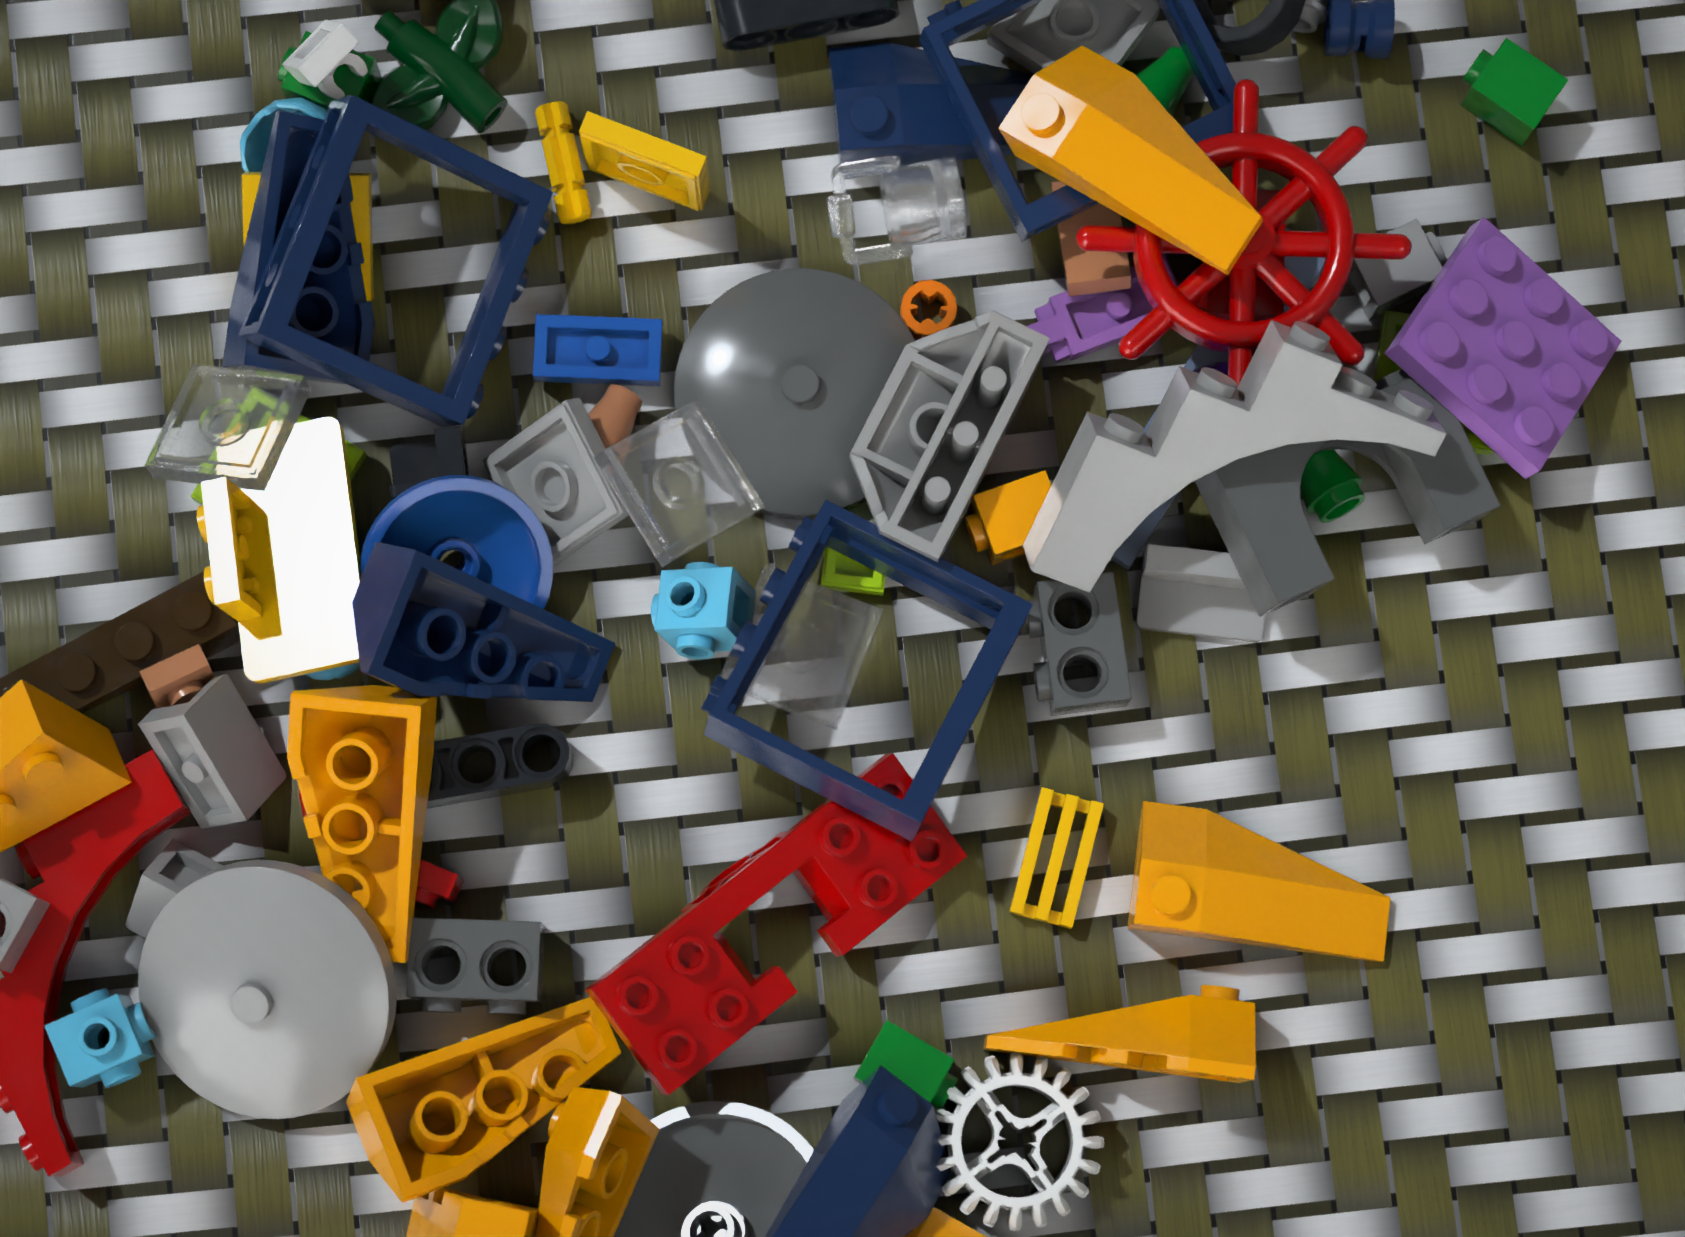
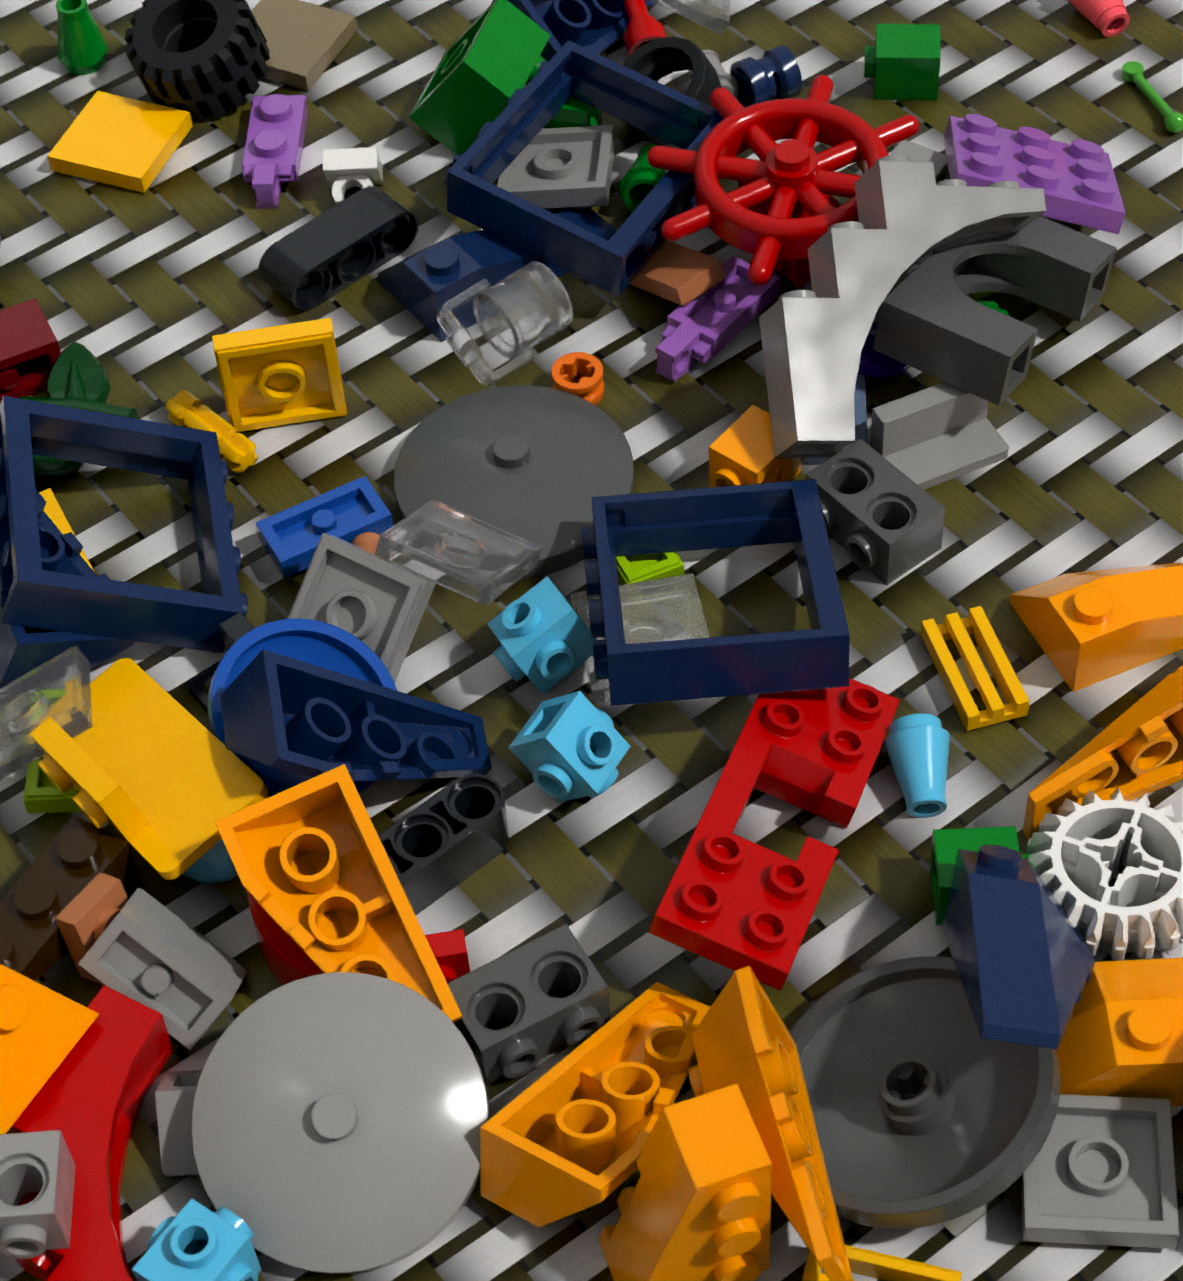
camera: 25 degrees left, 30 degrees down
(654, 742) = (570, 748): none -> medium azure brick
(938, 930) = (920, 761): none -> medium azure cone
(942, 427) = (648, 412): light grey wedge -> none
(1123, 149) = (654, 160): light orange wedge -> none

